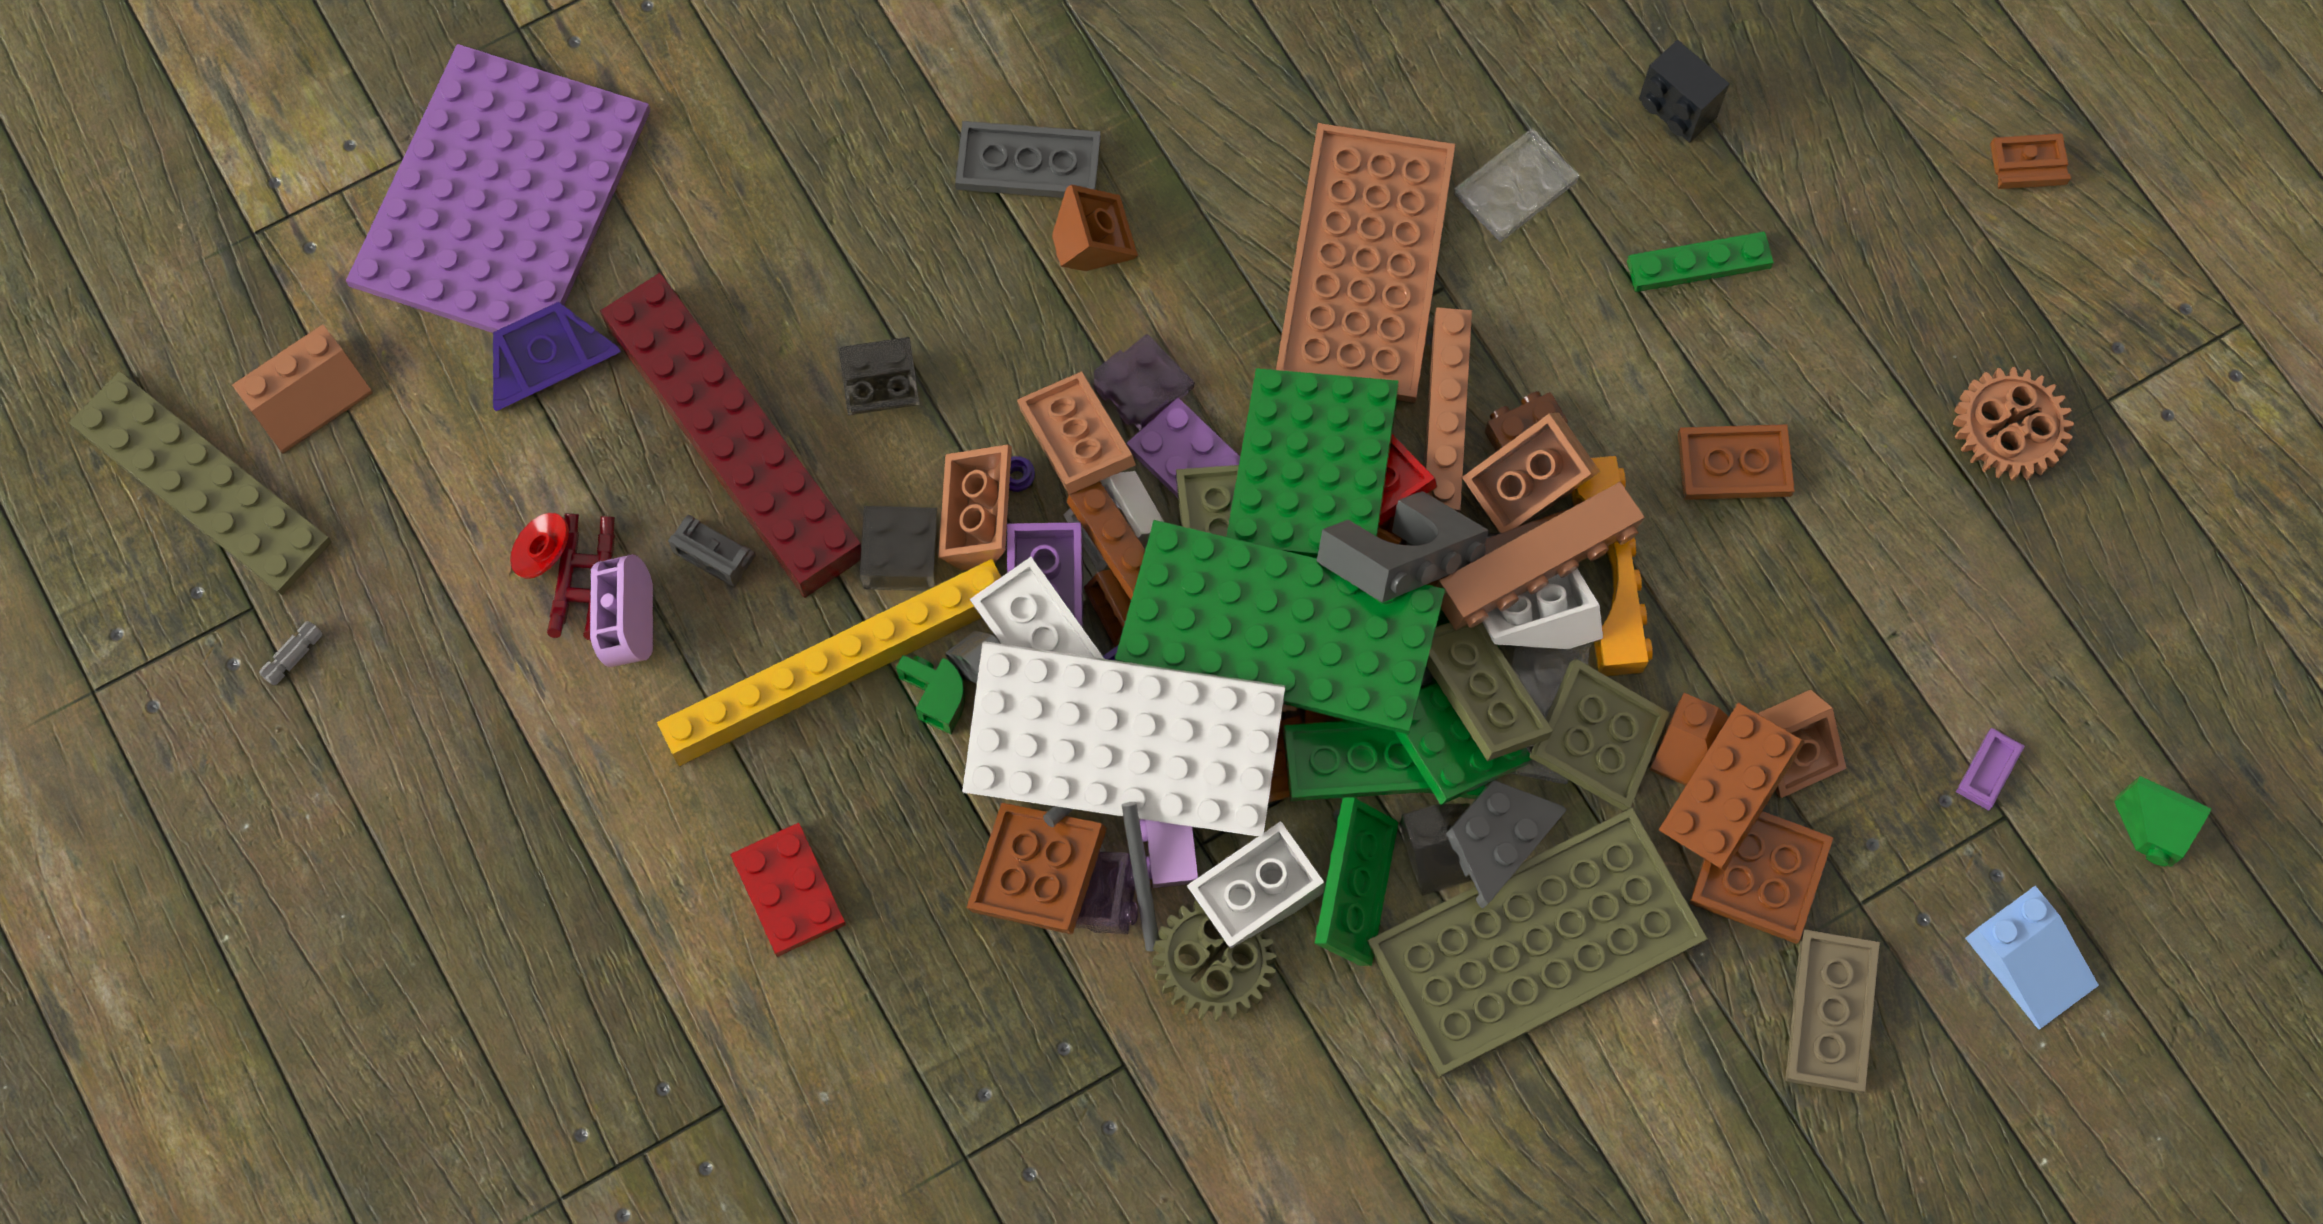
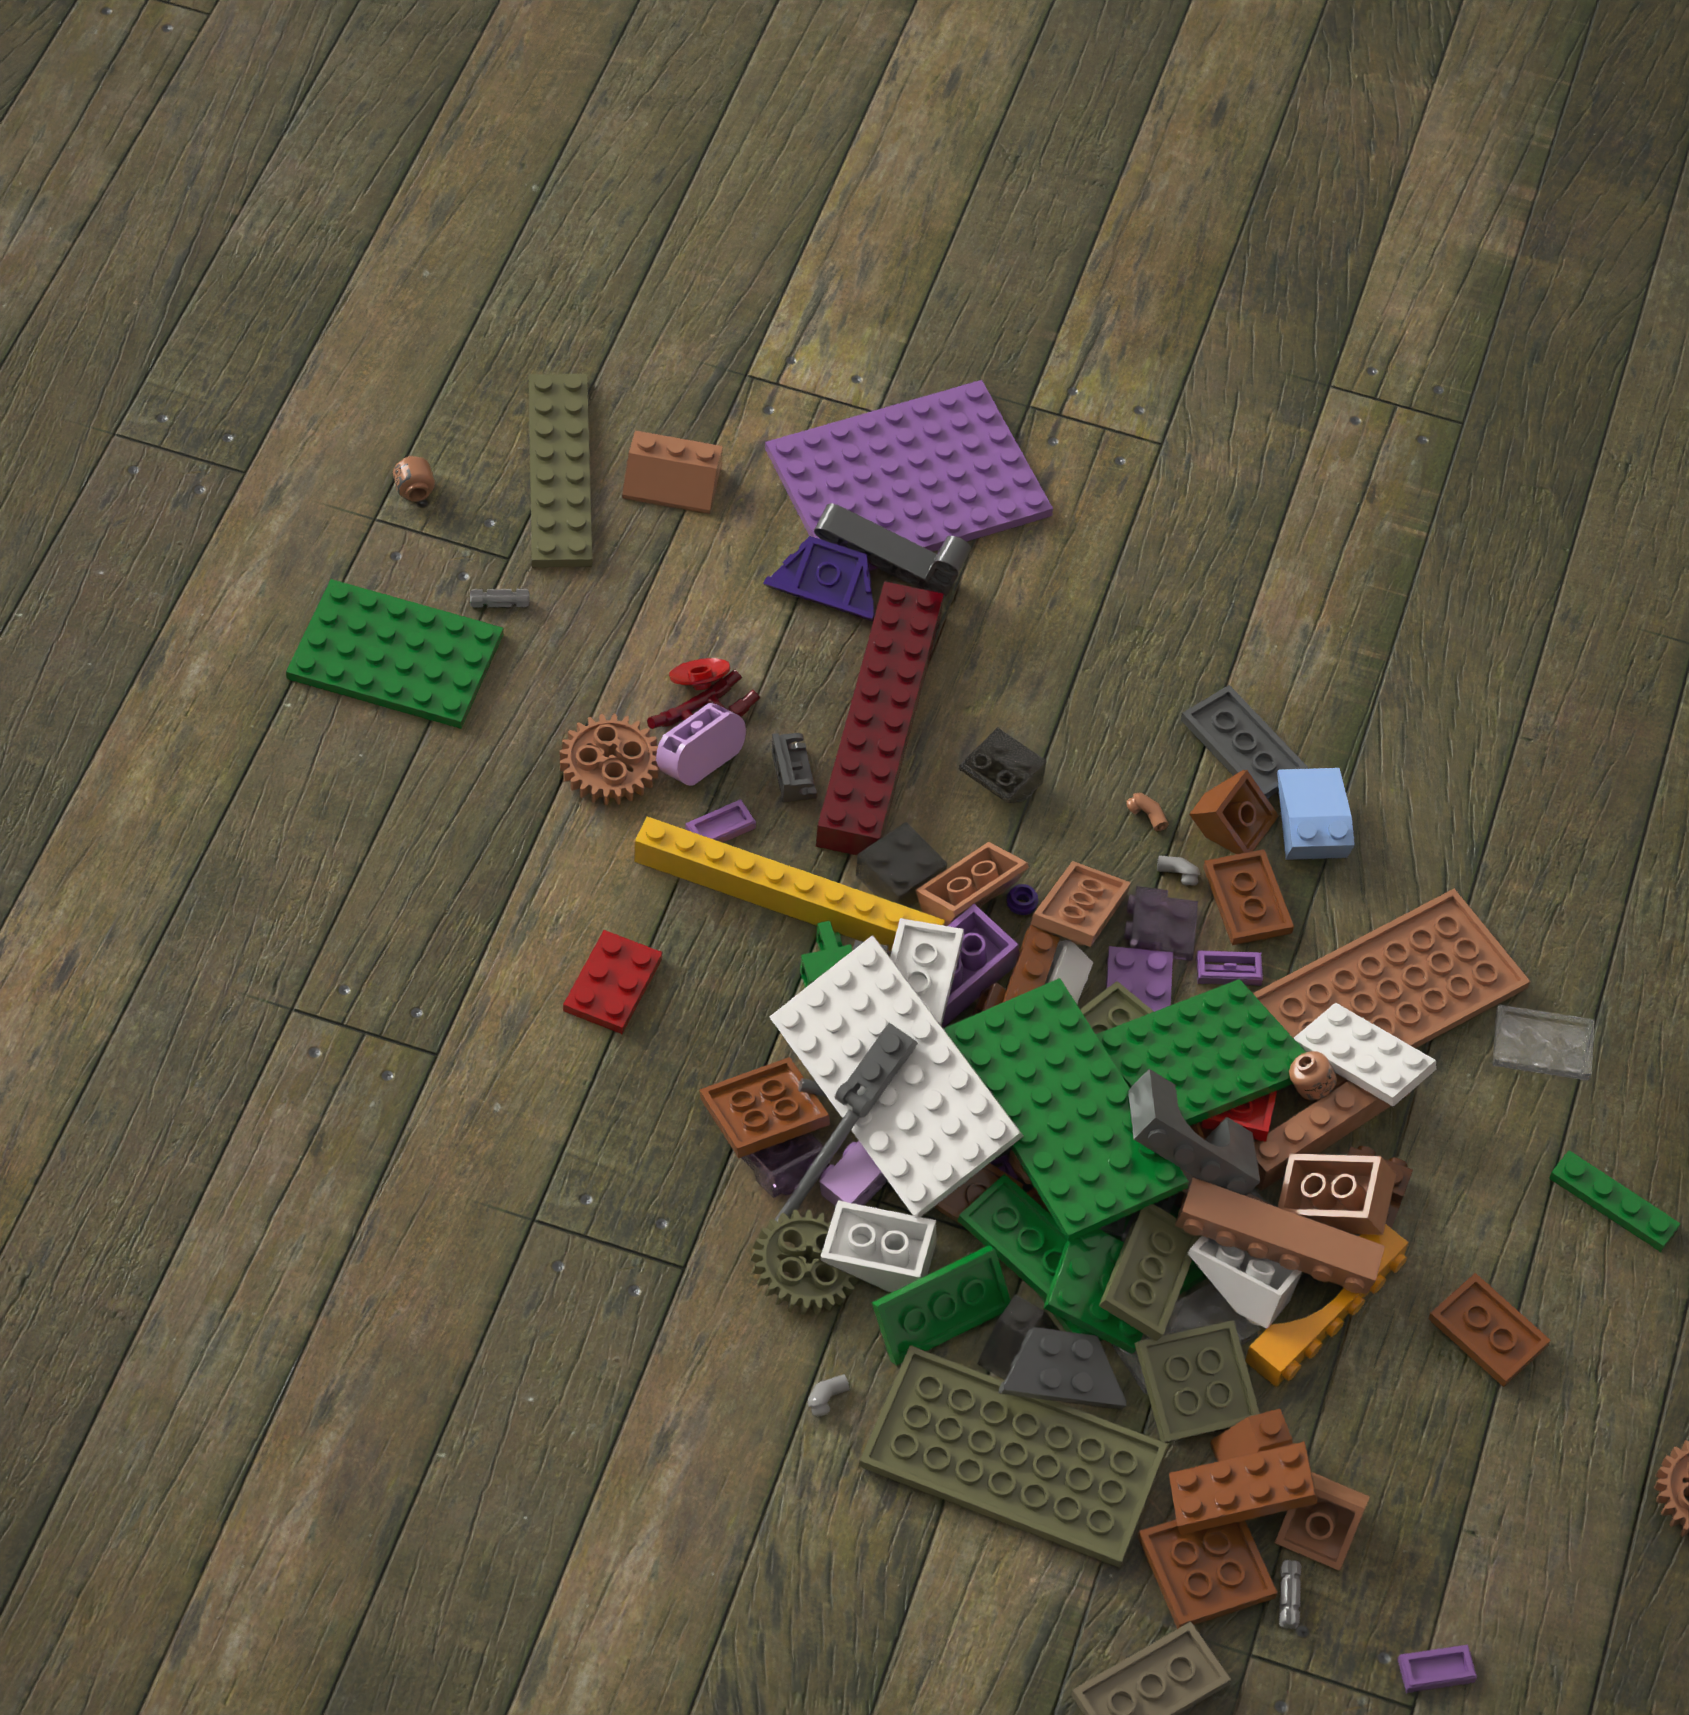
camera: 45 degrees right, 15 degrees down
(86, 621) = (413, 478): none -> nougat head
(261, 796) = (395, 653): none -> green plate
(563, 731) = (609, 759): none -> nougat gear
(622, 261) = (893, 552): none -> dark grey beam
(711, 660) = (724, 822): none -> medium lavender tile
(1021, 290) = (1150, 807): none -> nougat arm
(1099, 316) = (1179, 865): none -> light grey arm
(1111, 751) = (876, 1070): none -> dark grey plate
(1150, 165) = (1315, 814): none -> light blue slope
(1178, 290) = (1248, 897): none -> dark orange plate
(1219, 393) = (1230, 970): none -> medium lavender tile
(1347, 1050) = (822, 1393): none -> light grey arm
(1407, 394) = (1312, 1075): none -> nougat head
(1422, 335) = (1366, 1054): none -> white plate
(1837, 826) = (1290, 1594): none -> light grey axle

